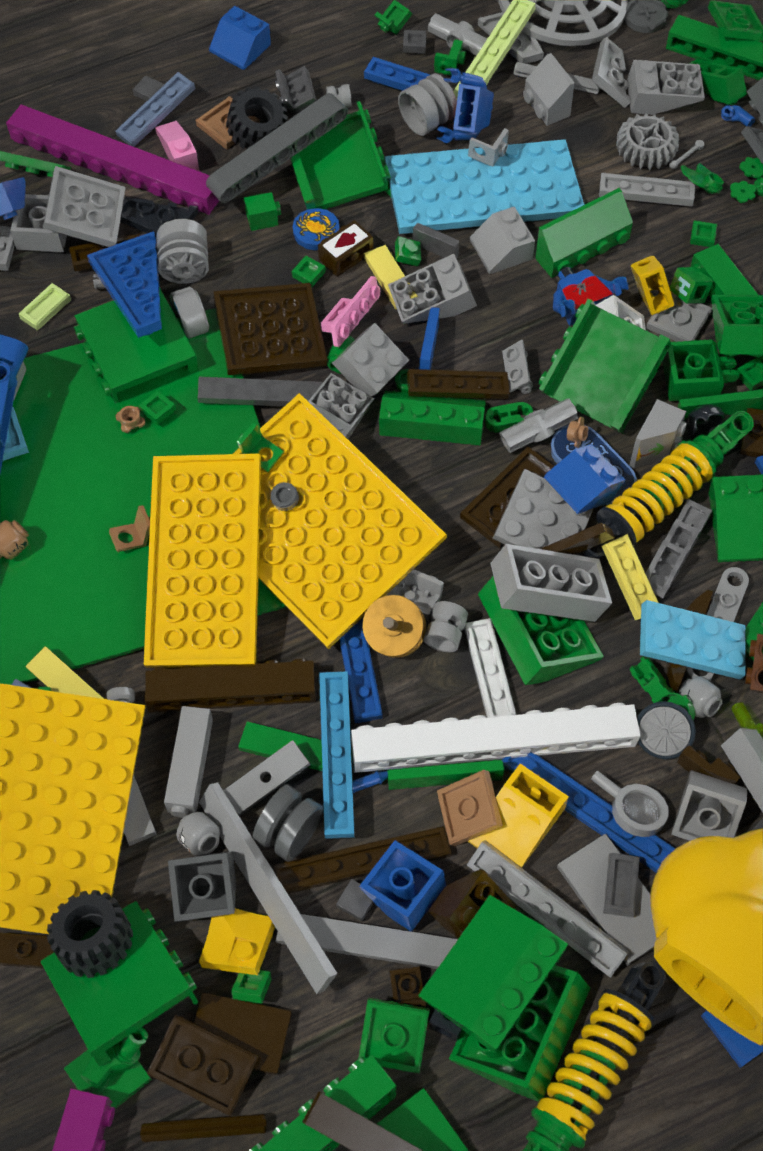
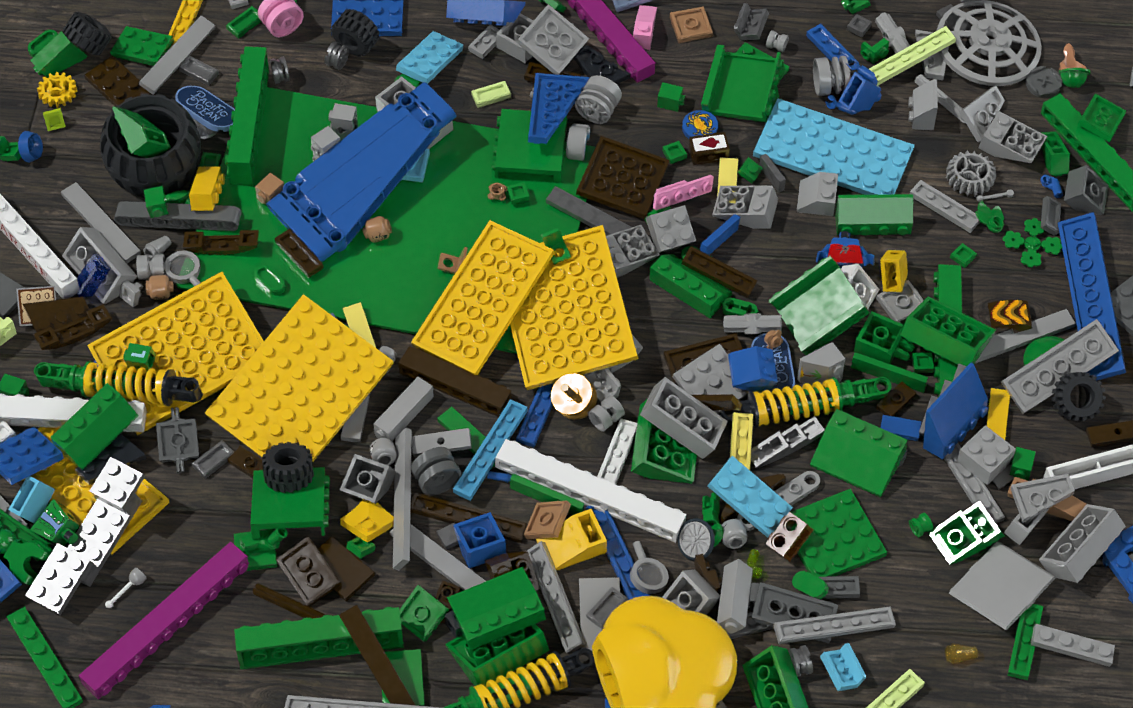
camera: 30 degrees right, 5 degrees down
(258, 104) = (710, 19): black tyre -> none
(276, 148) = (703, 58): dark grey beam -> none
(284, 496) = (554, 284): dark grey tile -> none
(492, 152) = (852, 130): light grey bracket -> none
(517, 367) = (770, 275): light grey hinge -> none
(691, 285) = (922, 283): green brick -> none
(704, 420) = (862, 371): black hair -> none

